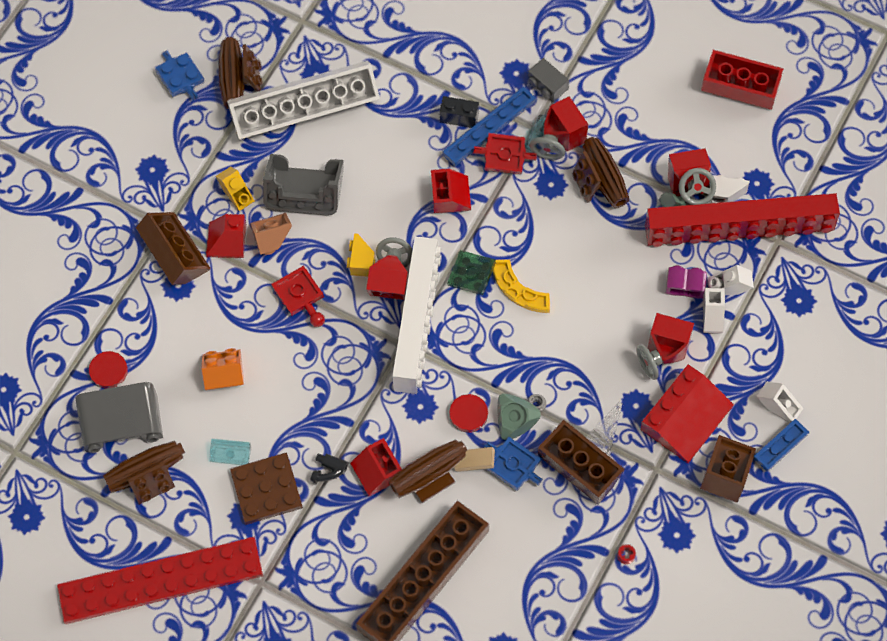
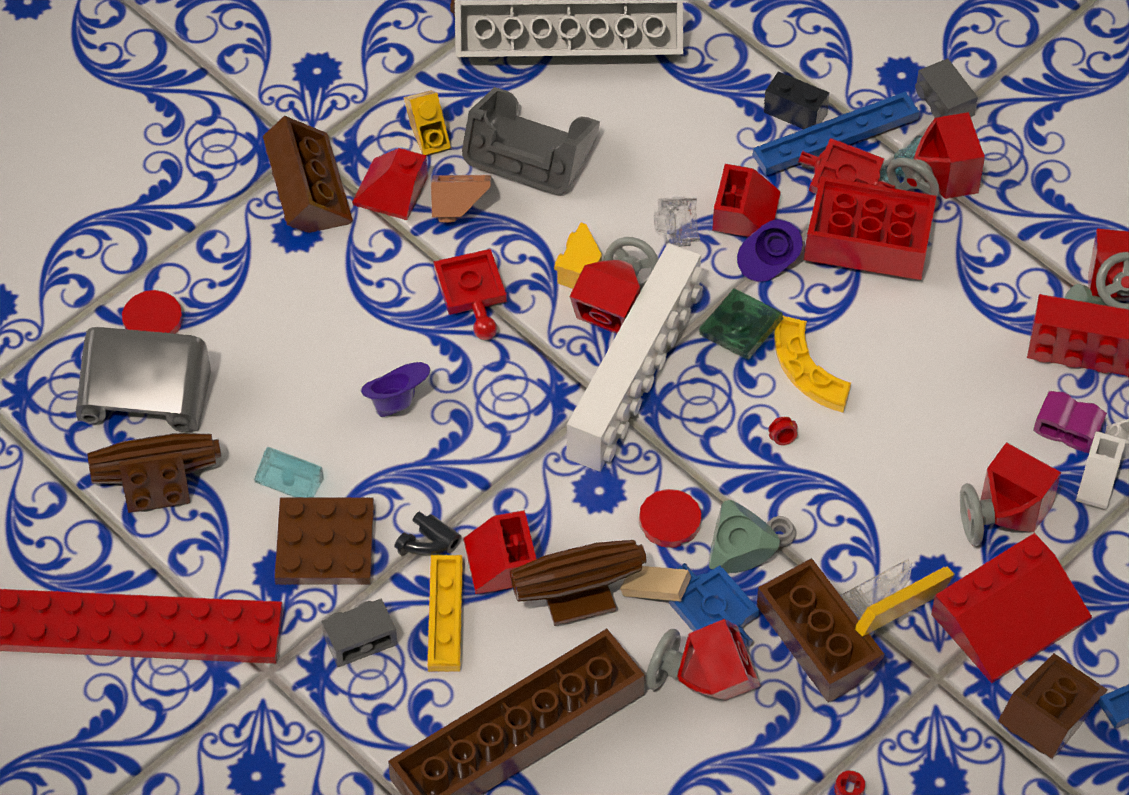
camera: 15 degrees right, 10 degrees down
(222, 369) = (319, 357): orange slope -> none
(276, 376) = (395, 389): none -> dark purple piece
(308, 542) = (359, 632): none -> dark grey brick
(354, 514) = (445, 613): none -> yellow tile
(411, 215) = (677, 220): none -> clear hair
(474, 219) = (769, 250): none -> dark purple piece
(518, 336) = (783, 430): none -> red plate
(526, 504) = (711, 664): none -> red piece
(530, 186) = (870, 228): none -> red slope
(599, 171) = (982, 229): reddish brown plate -> none
(625, 430) = (903, 601): none -> yellow tile

